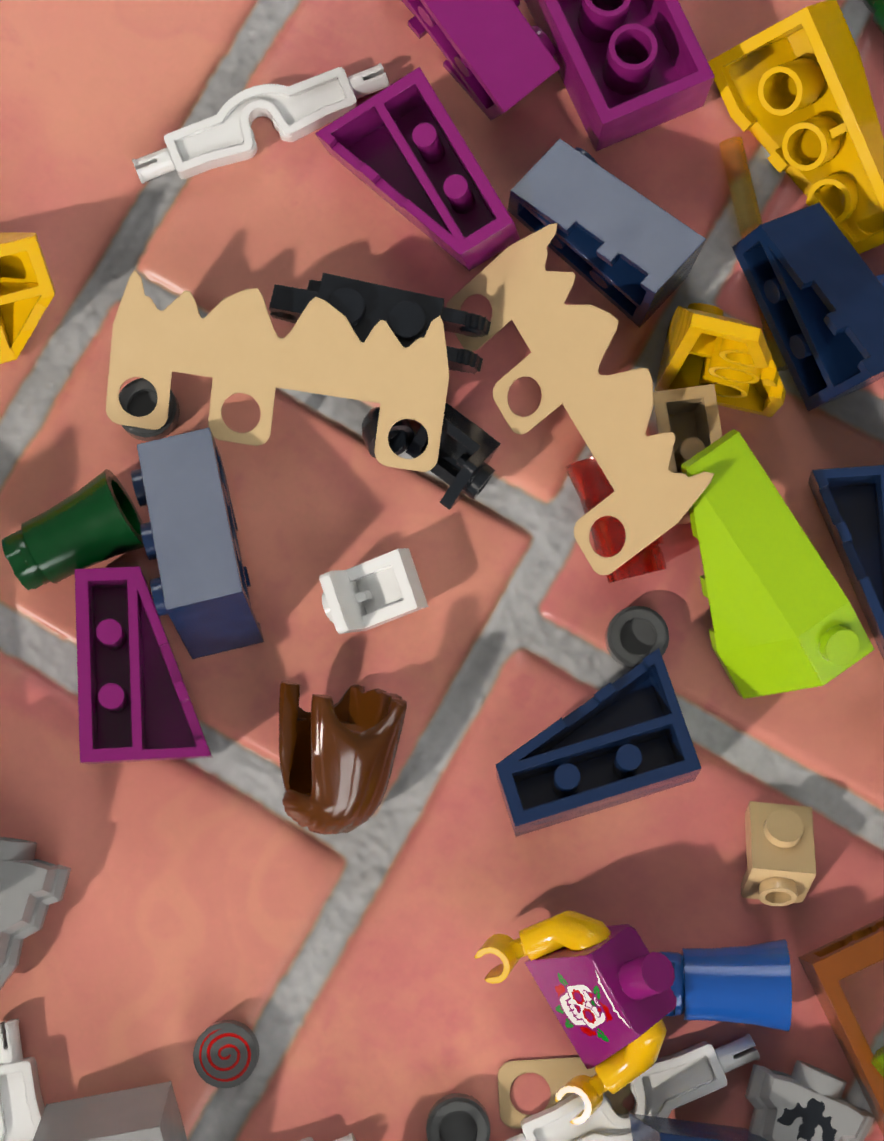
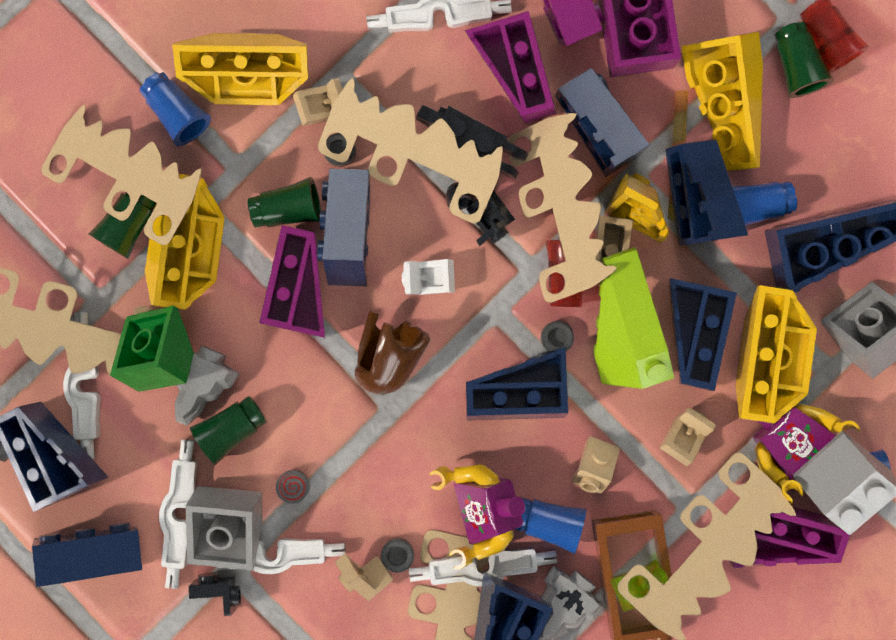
camera: 15 degrees right, 5 degrees up
(74, 979) = (228, 429): none -> dark green plant
(82, 336) = (316, 103): none -> tan bracket

